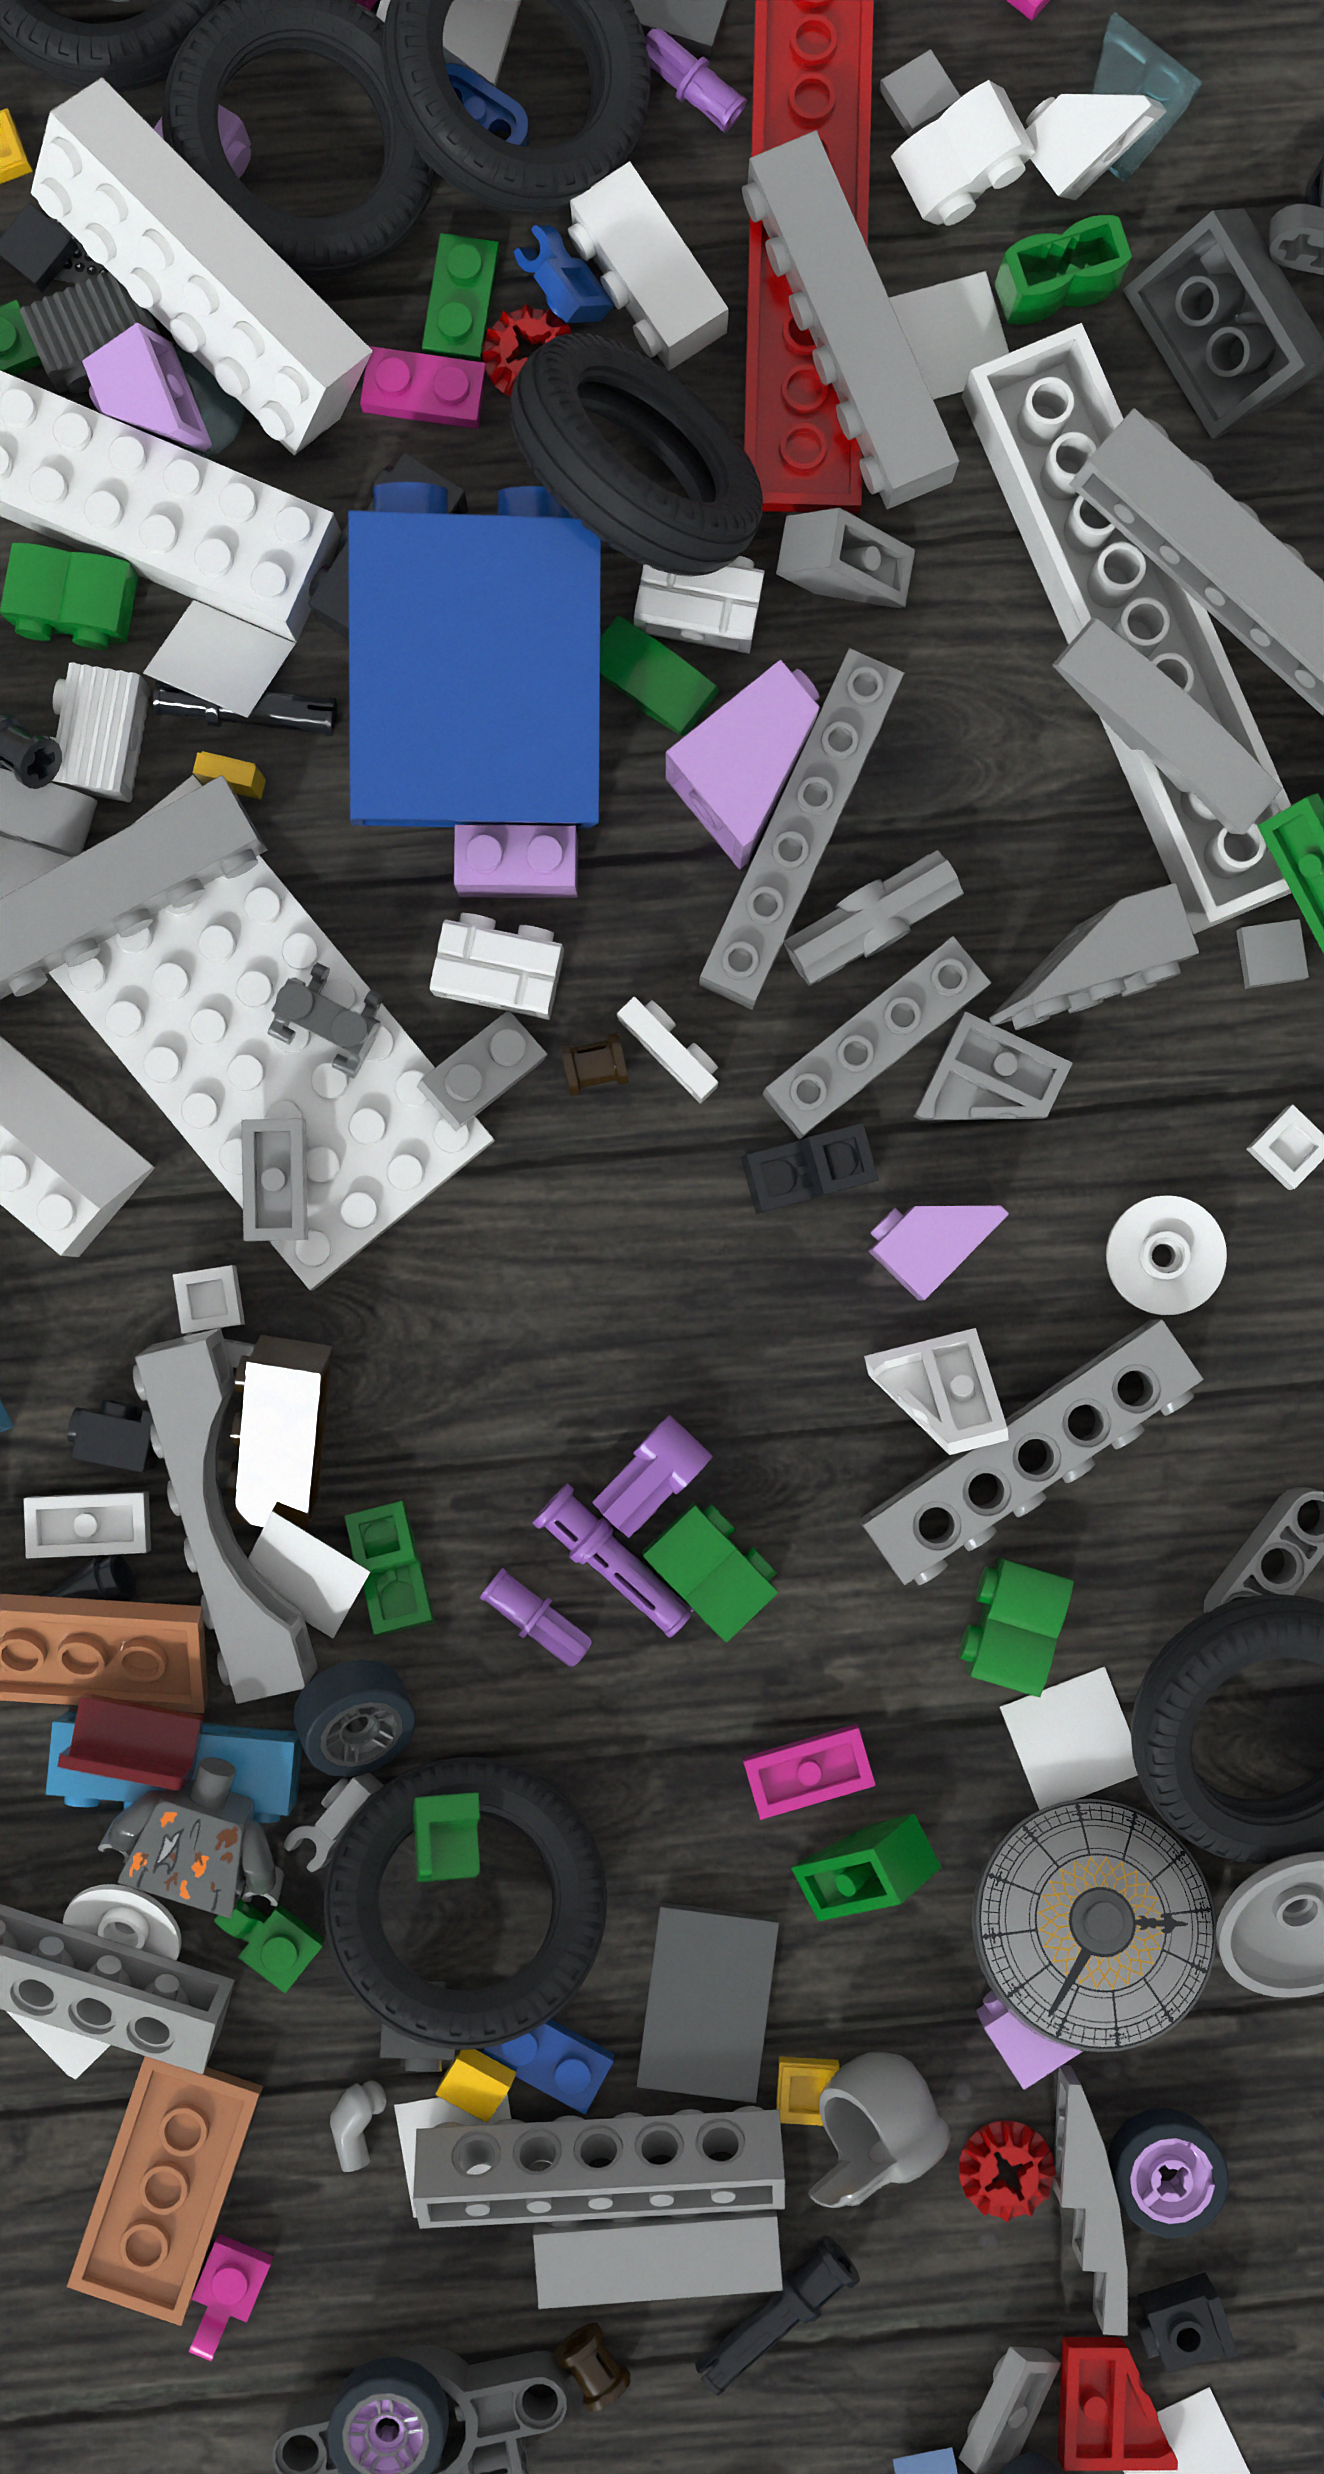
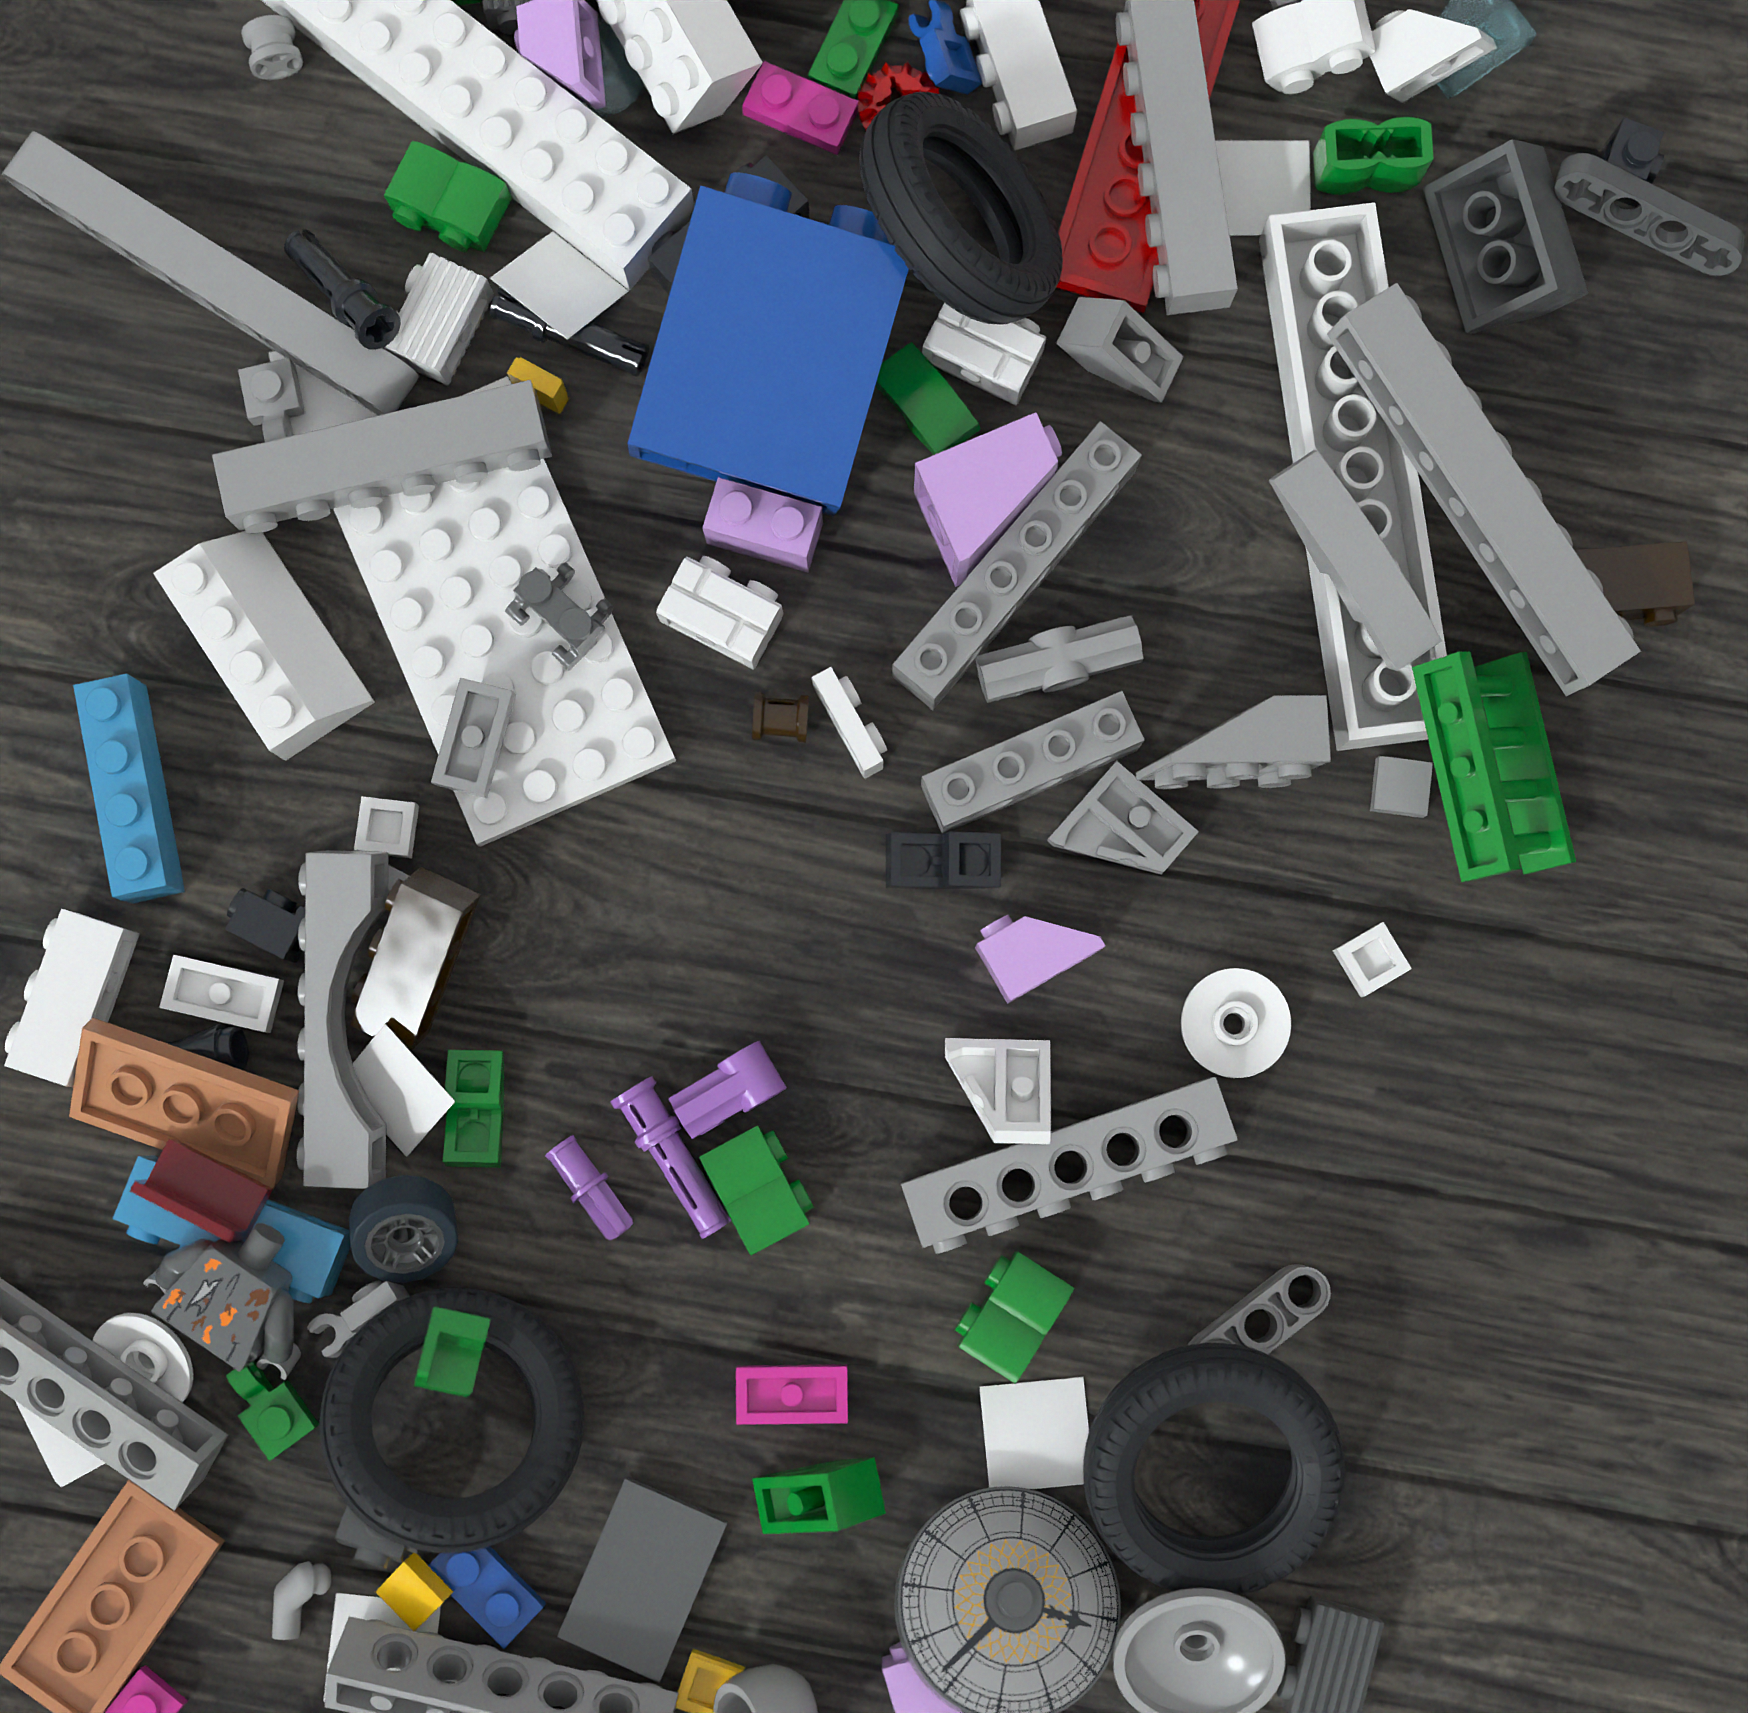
camera: 15 degrees right, 5 degrees down
(482, 1070) = (681, 695): light grey plate -> none

